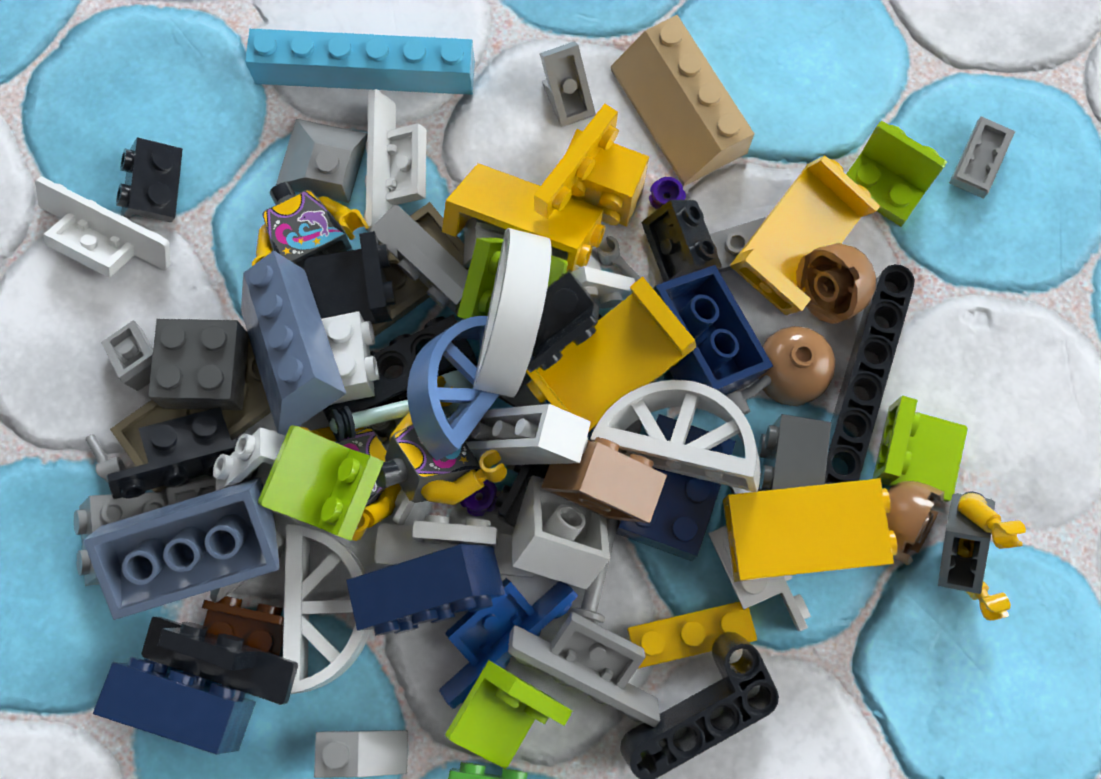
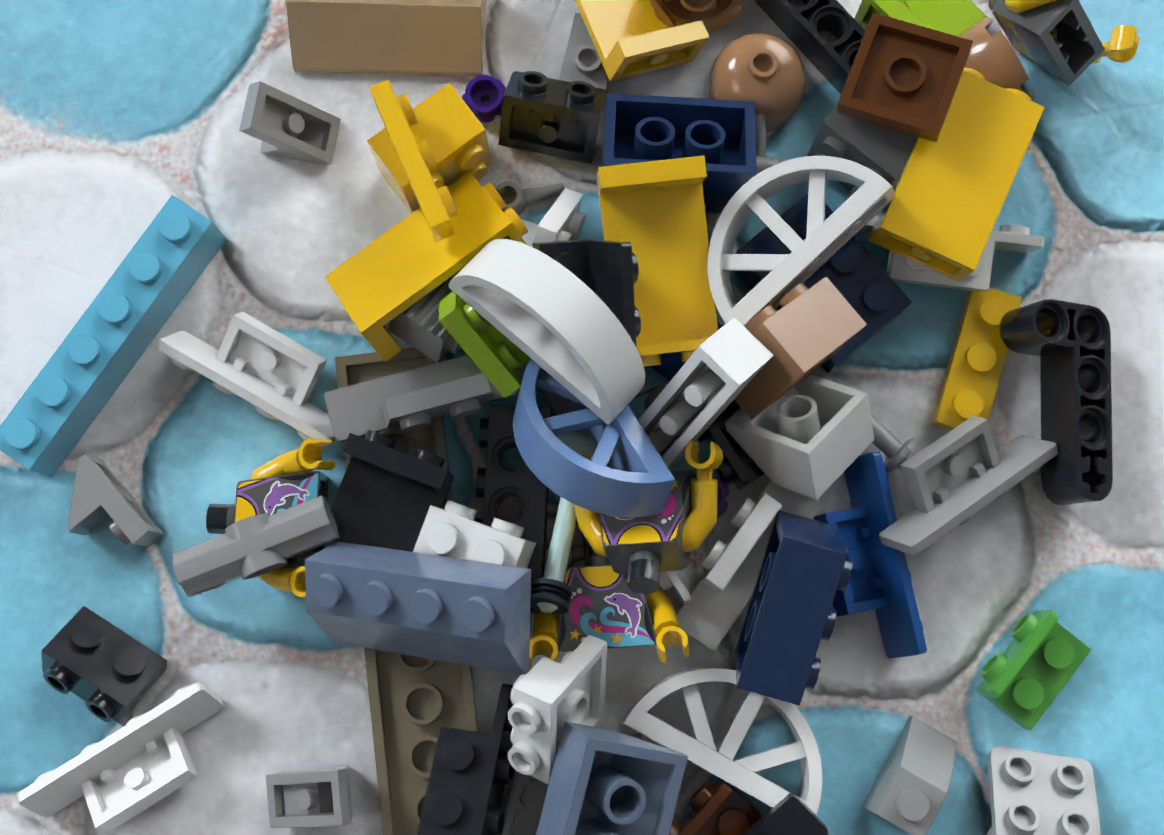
camera: 60 degrees left, 5 degrees up
(199, 364) = (377, 723): dark grey brick -> none
(256, 119) = (102, 495): none -> light grey slope
(271, 221) = (255, 546): none -> light grey piece
(320, 482) = (617, 652): lime bracket -> none
(323, 159) = (200, 452): light grey slope -> none
(500, 715) = (957, 604): lime bracket -> none
(846, 448) = (904, 77): none -> reddish brown plate

